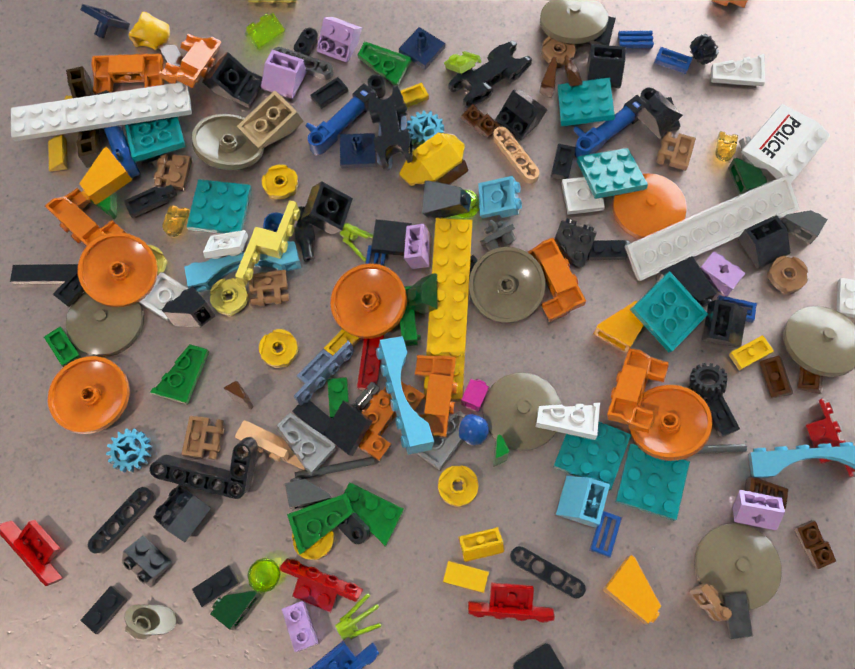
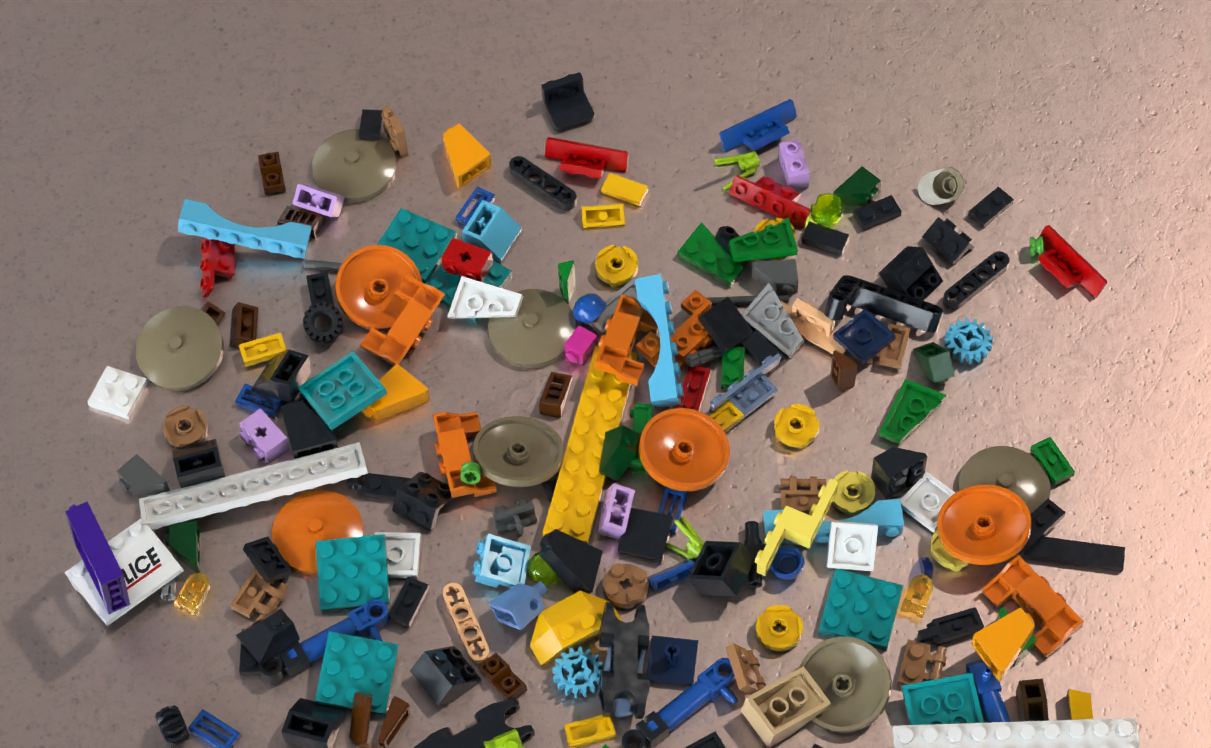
camera: 170 degrees left, 10 degrees down
(61, 565) = (1036, 246): none -> bright green bush
(88, 395) = (1015, 398): orange dish -> none
(160, 425) = (935, 362): none -> dark green slope
(169, 243) = (926, 567): none -> clear blue tile
(221, 437) = (864, 336): none -> dark blue tile
(265, 547) = (825, 238): none -> black tile
(301, 142) = (745, 669): none -> medium nougat plate
(367, 210) = (670, 575): none -> blue slope
(397, 188) = (629, 574): none -> medium nougat plate
(477, 162) = (519, 604): none -> medium blue torso
(490, 335) = (550, 406): none -> reddish brown slope
(540, 252) = (470, 478): none -> bright green bush
(586, 459) = (466, 260): none -> red brick
(680, 169) = (268, 560): none -> black bracket
(743, 72) = (132, 695): white wing -> none
(827, 90) = (98, 557): none -> dark purple window

